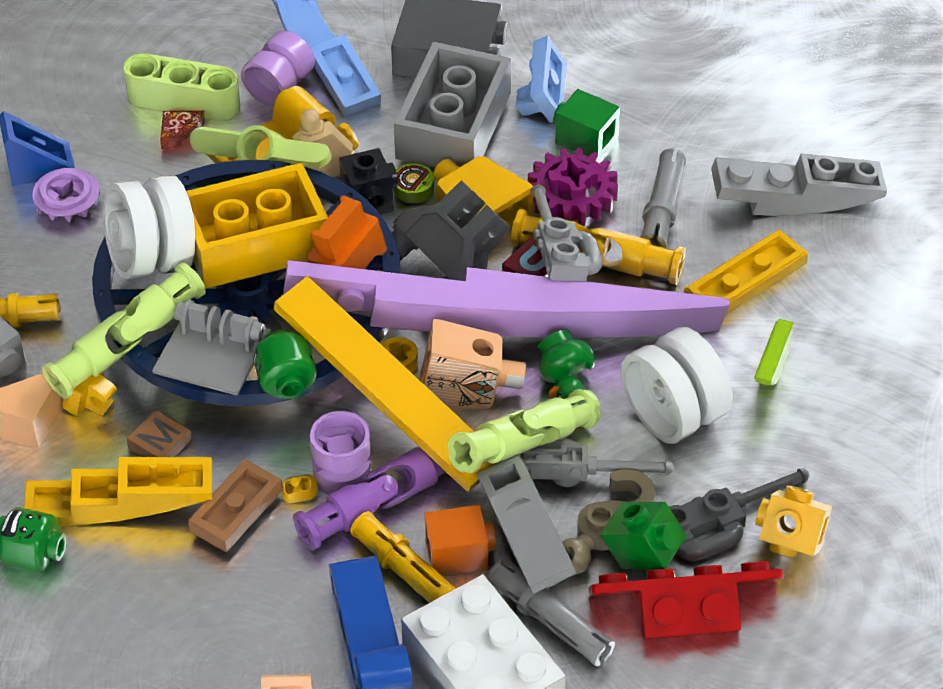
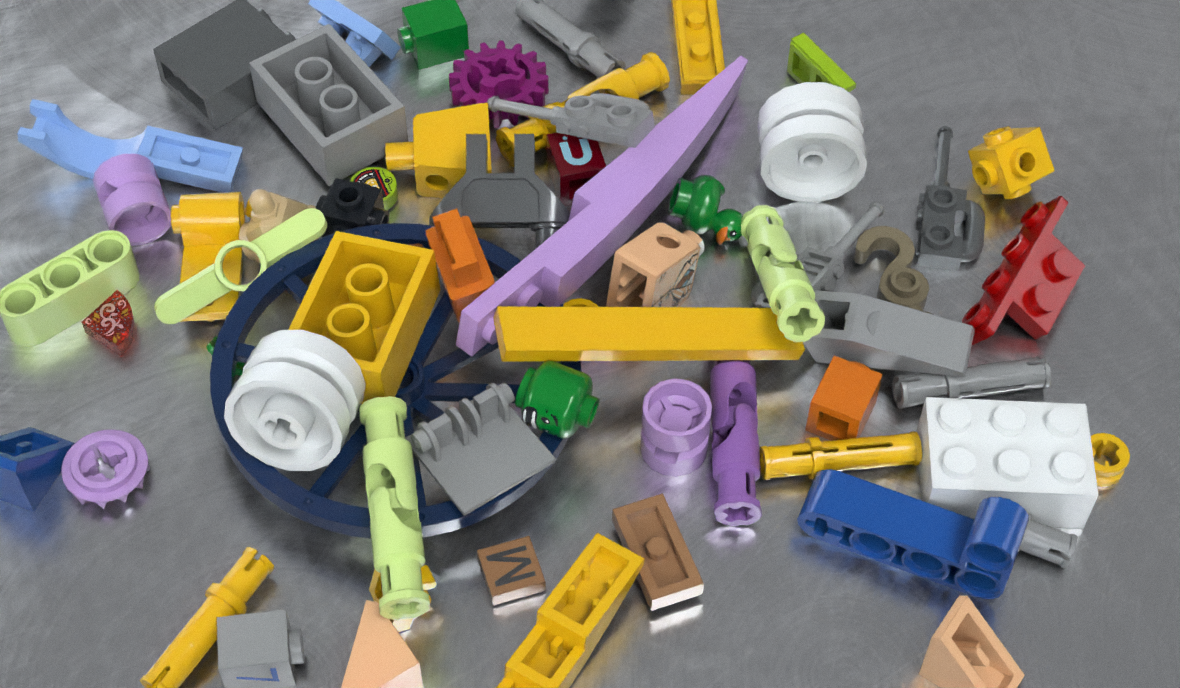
camera: 55 degrees left, 5 degrees up
(299, 488) = (673, 487): yellow rock -> none
(643, 535) = (955, 262): green brick -> none

